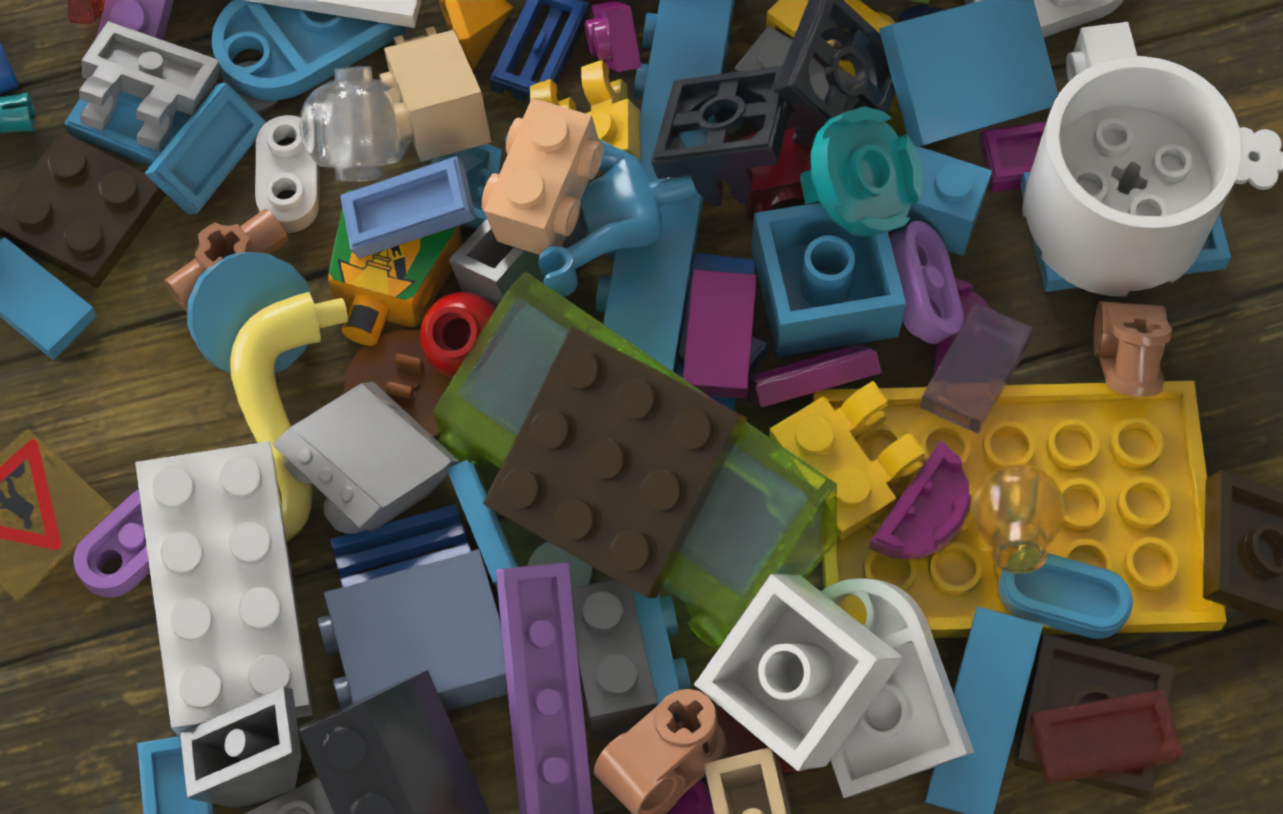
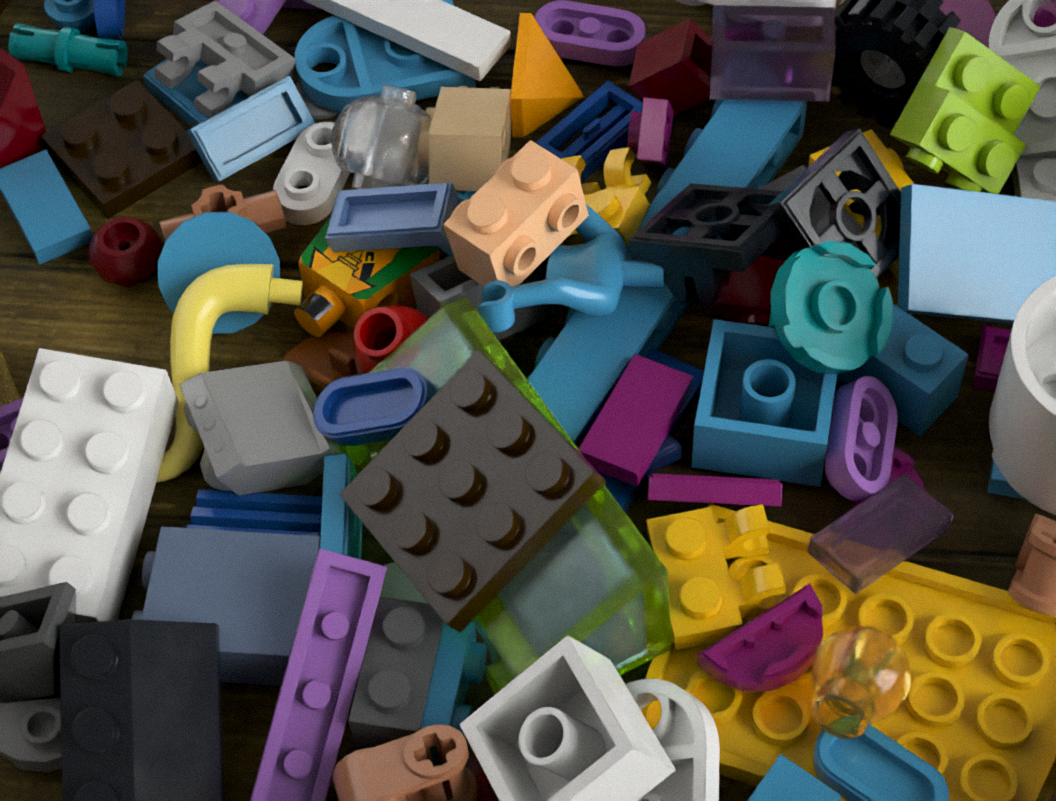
camera: 25 degrees right, 10 degrees down
(142, 335) = (125, 251): none -> dark red plate
(478, 407) = (371, 405): none -> blue tile

